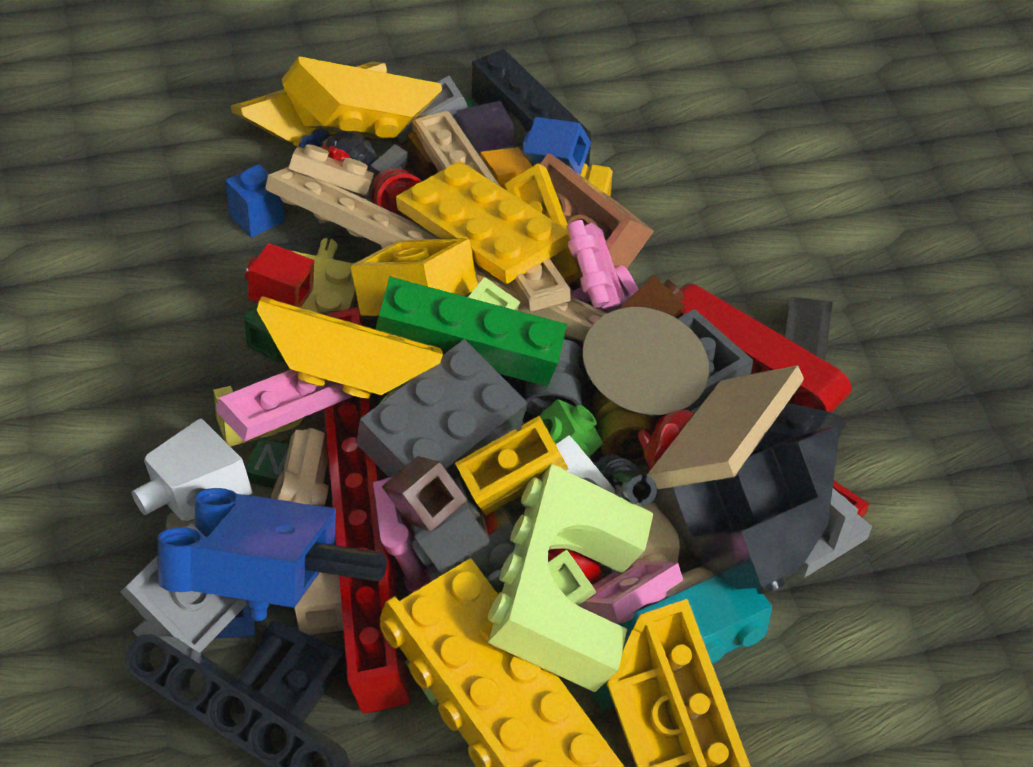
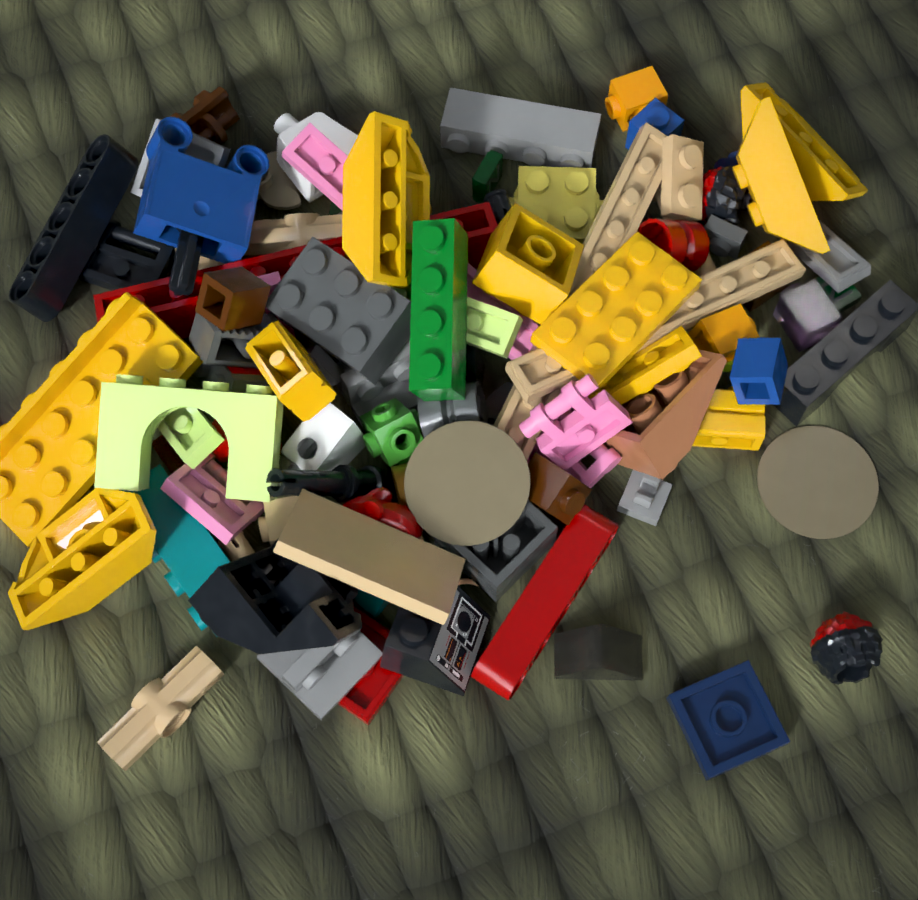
camera: 85 degrees right, 20 degrees up
(95, 572) = (210, 115): none -> reddish brown hips
(206, 209) = (632, 93): none -> light orange brick
(209, 309) = (519, 129): none -> light grey brick
(280, 276) = (533, 165): red brick -> none
(648, 163) = (817, 482): none -> dark tan sticker
(648, 264) = (644, 497): none -> light grey tile
(813, 158) = (846, 648): none -> black piece
(852, 675) = (160, 708): none -> tan piece
(872, 247) = (727, 720): none -> dark blue plate

